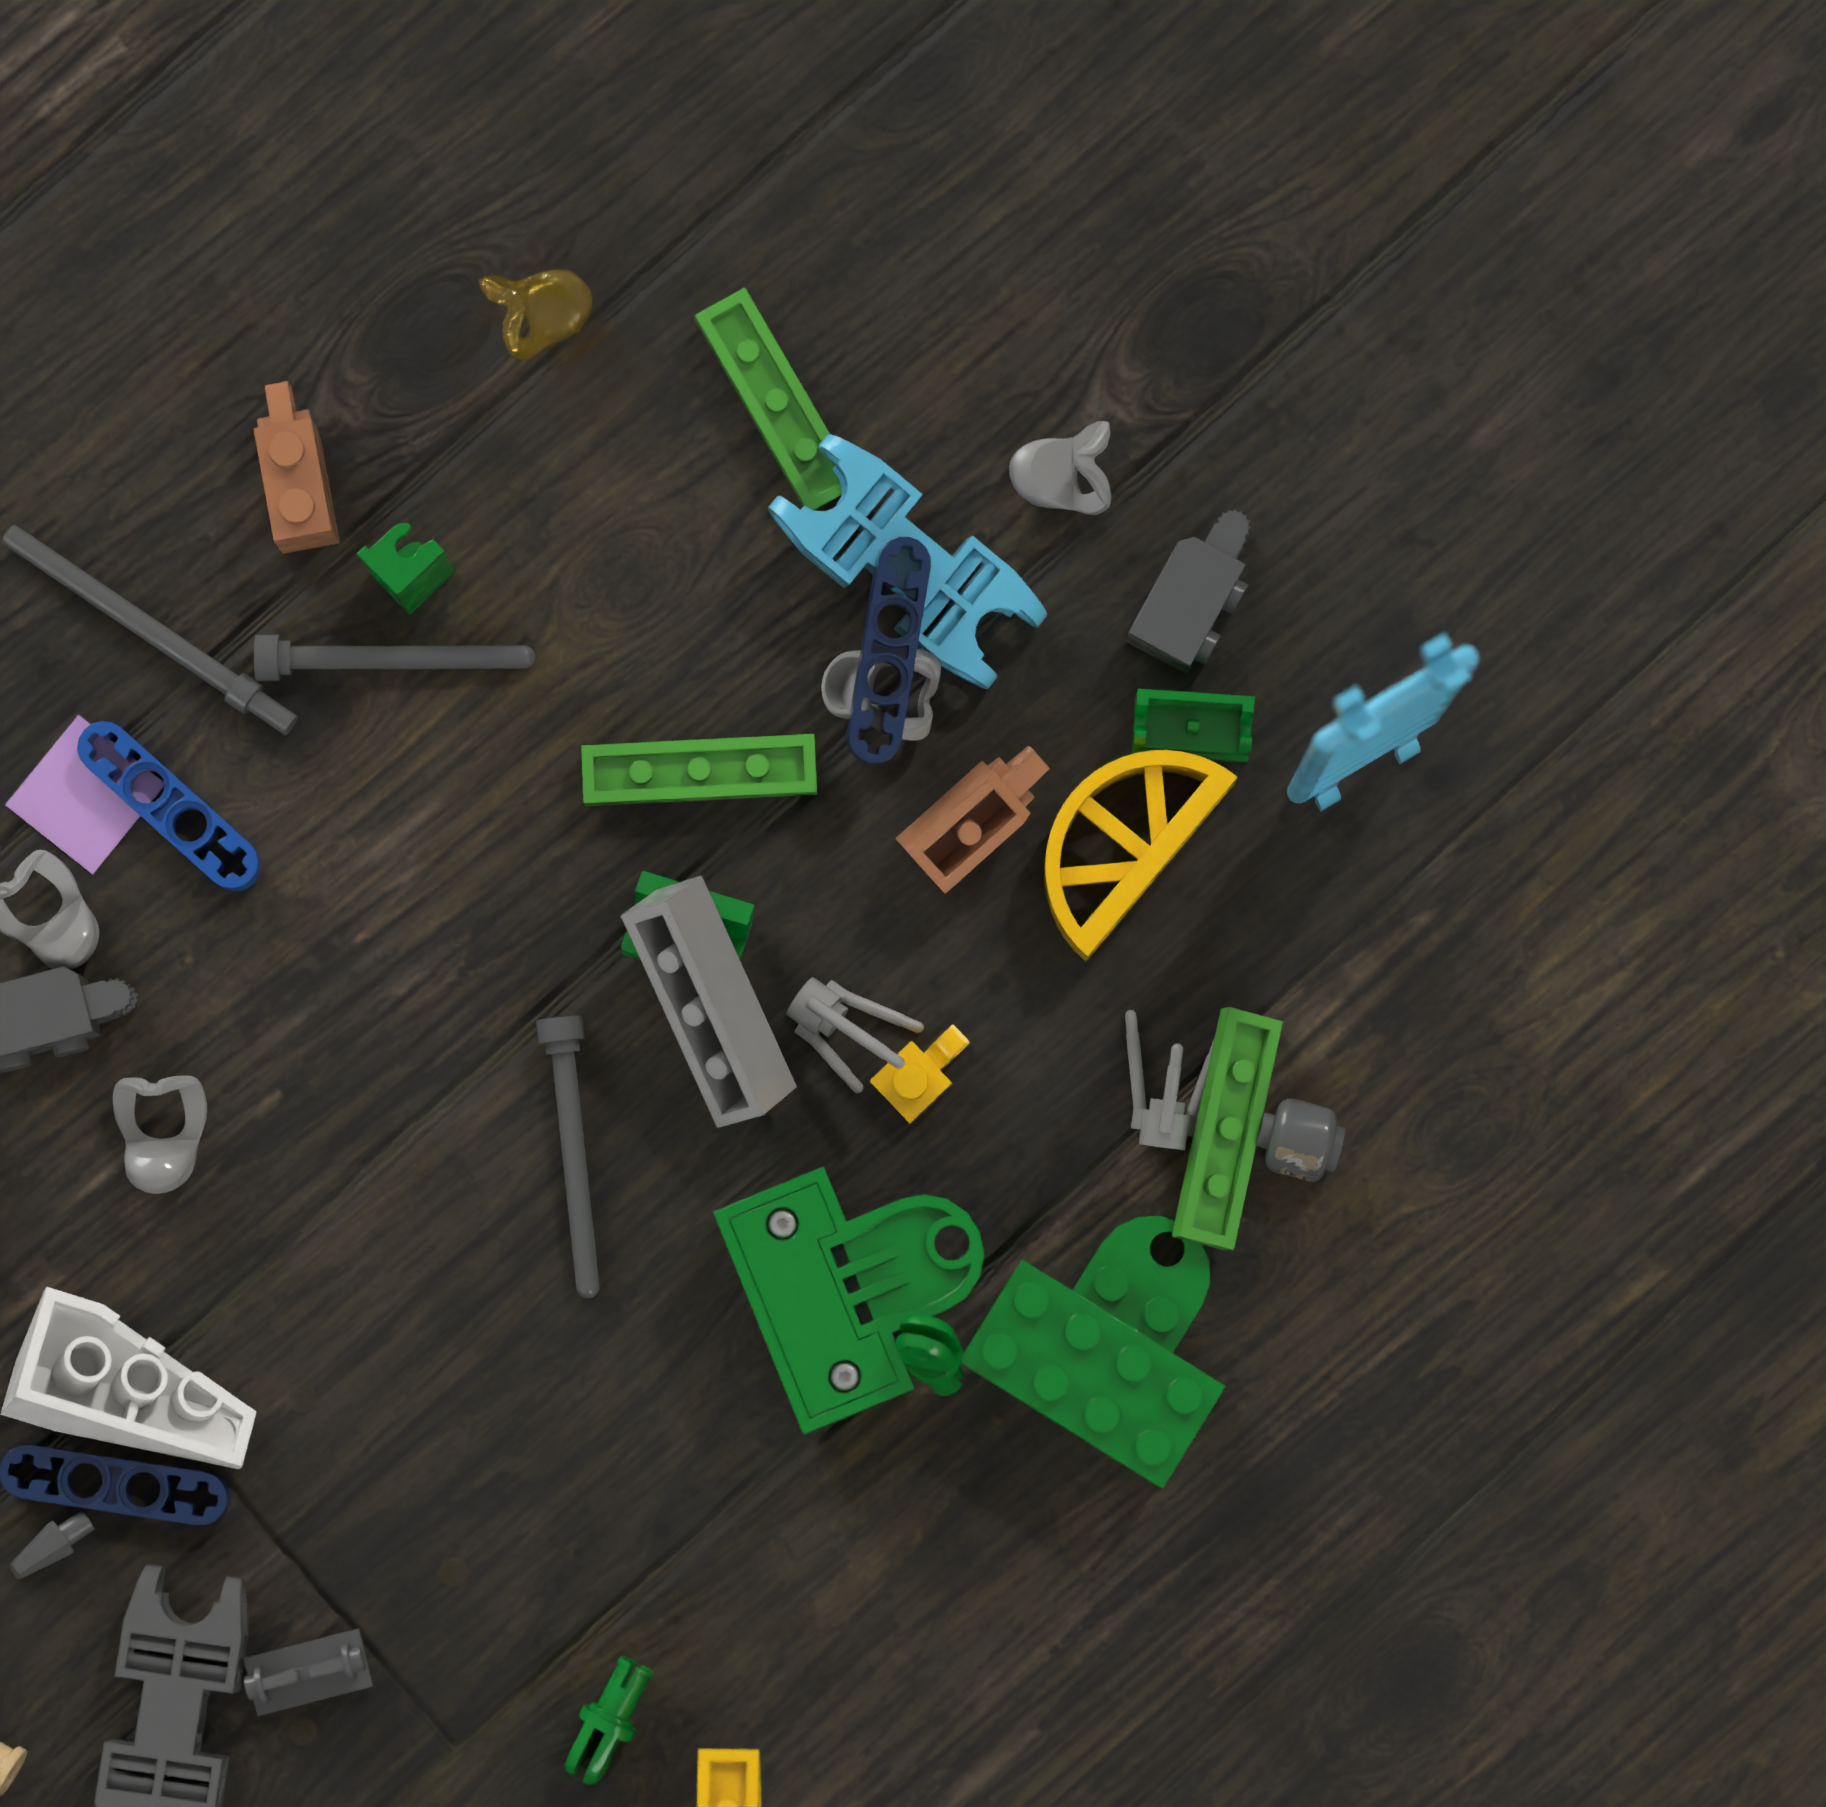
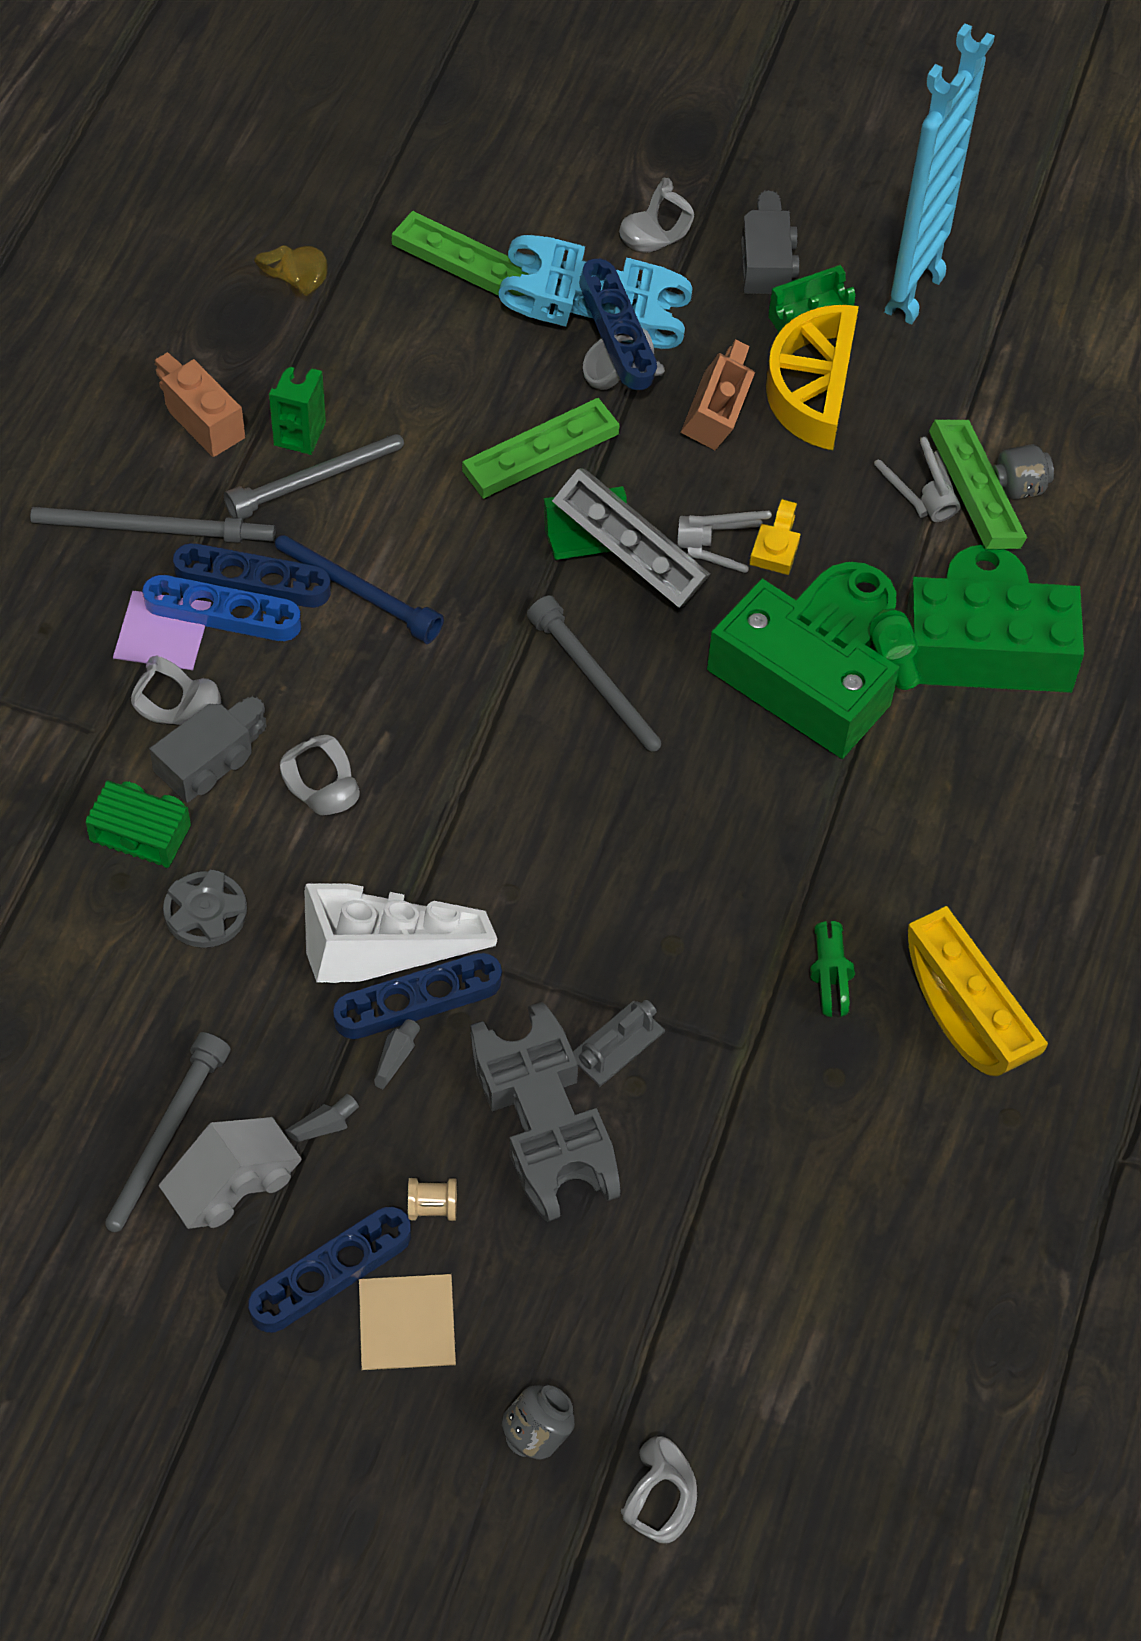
camera: 35 degrees left, 25 degrees down
(234, 772) = (254, 569): none -> dark blue beam
(400, 962) = (422, 622): none -> dark blue piece

